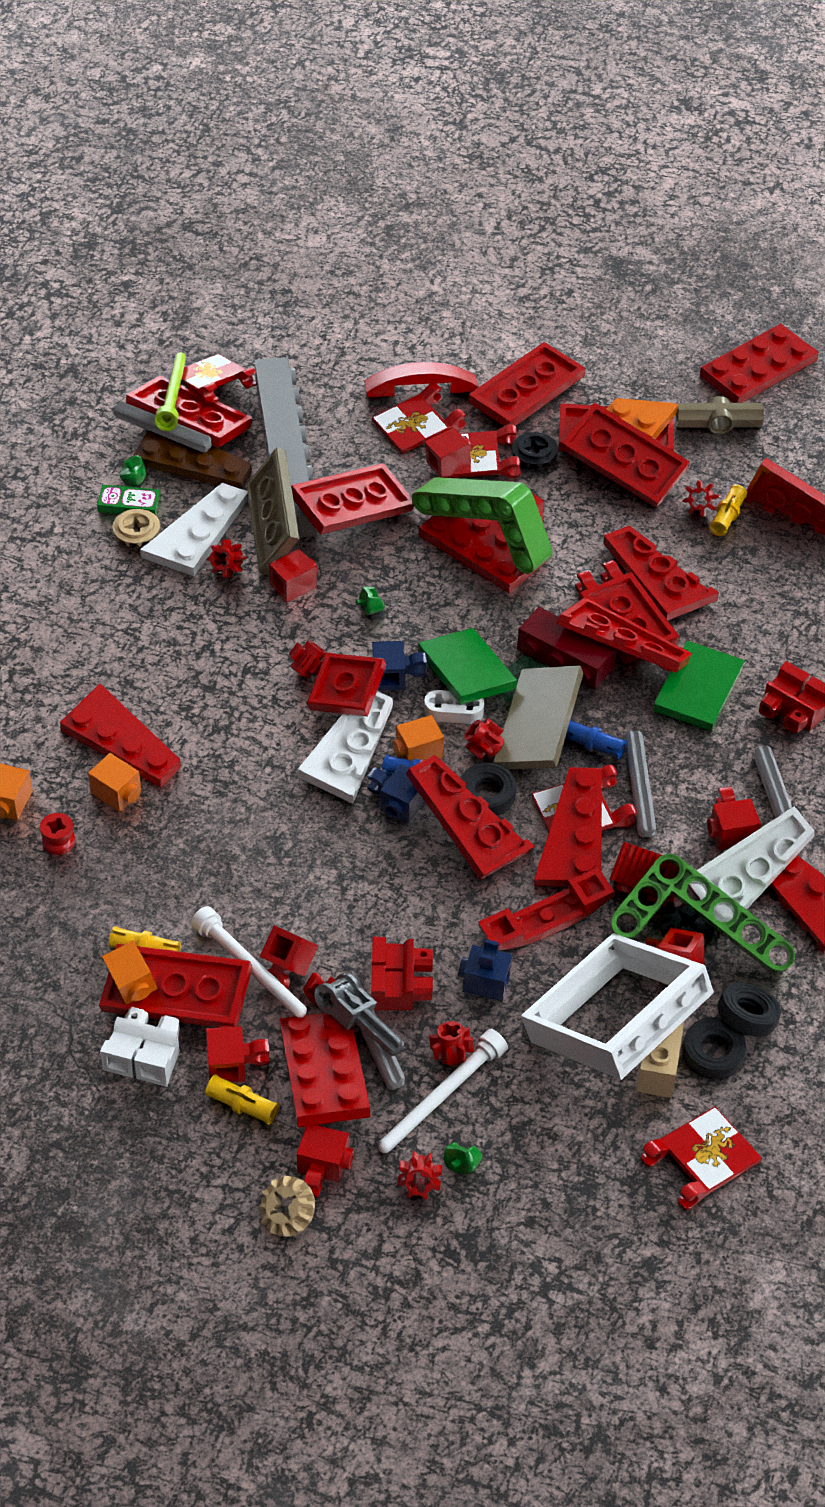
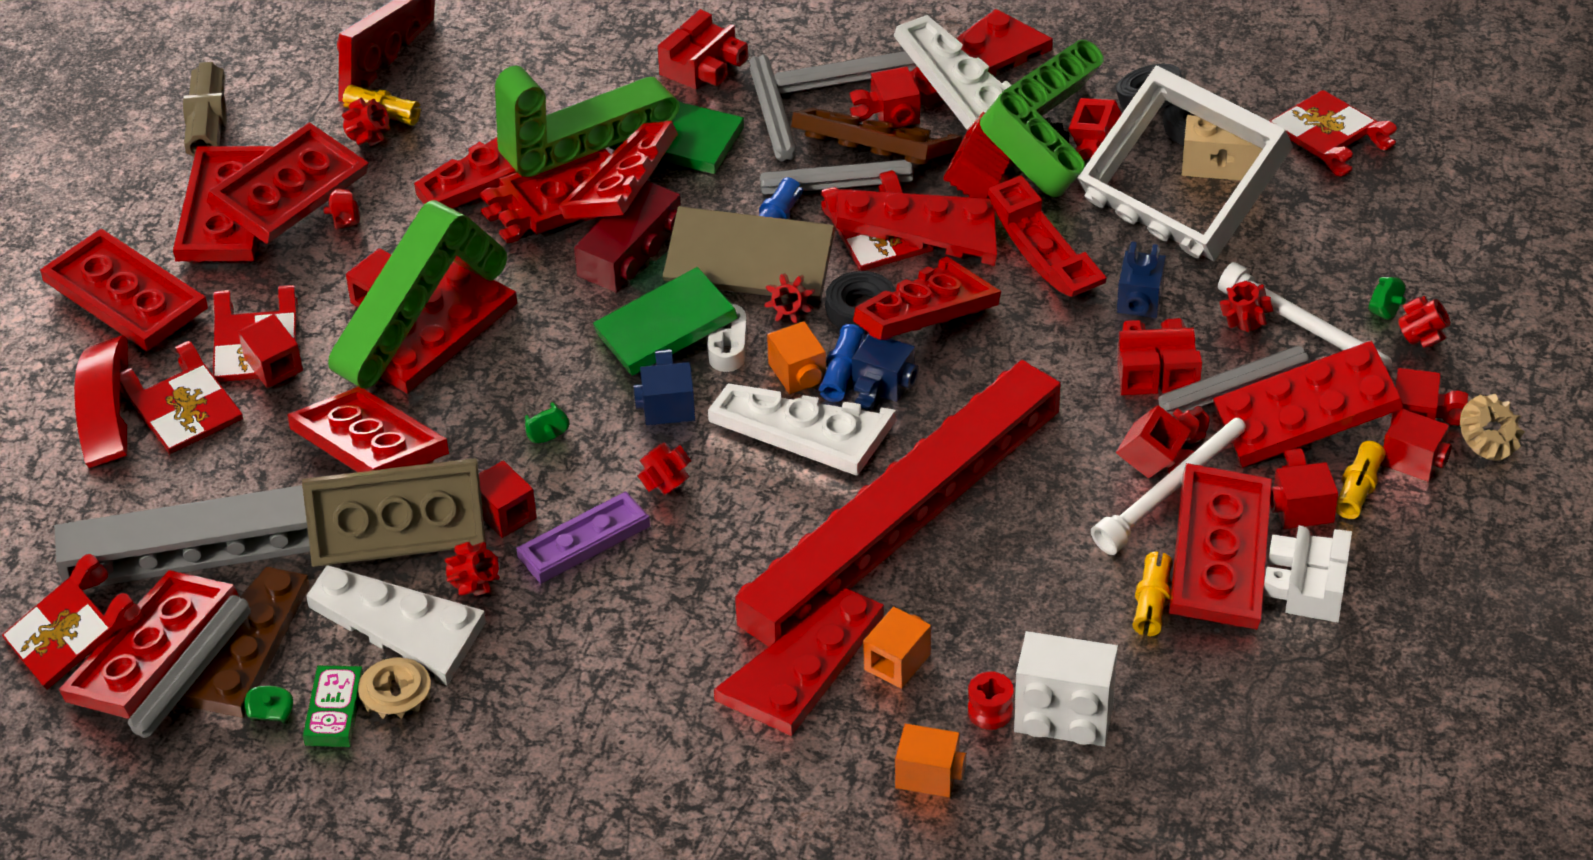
camera: 90 degrees left, 5 degrees down
(39, 863) = (1065, 688): none -> white brick
(130, 972) = (1228, 570): orange brick -> none
(167, 416) = (194, 639): lime piece -> none
(259, 623) = (583, 537): none -> medium lavender tile
(264, 799) = (898, 502): none -> red brick
(272, 1144) = (1416, 445): none -> red brick
(346, 684) = (717, 418): red tile -> none
(355, 1007) = (1226, 377): dark grey connector -> none
(541, 442) = (238, 276): black gear -> none
(606, 491) = (343, 209): none -> red piece
(645, 415) = (210, 164): orange wing -> none
(672, 604) = (543, 142): none -> bright green beam
(684, 808) = (879, 135): none -> reddish brown wing
(729, 746) = (772, 108): none -> light grey axle
(759, 364) = (98, 83): red plate -> none

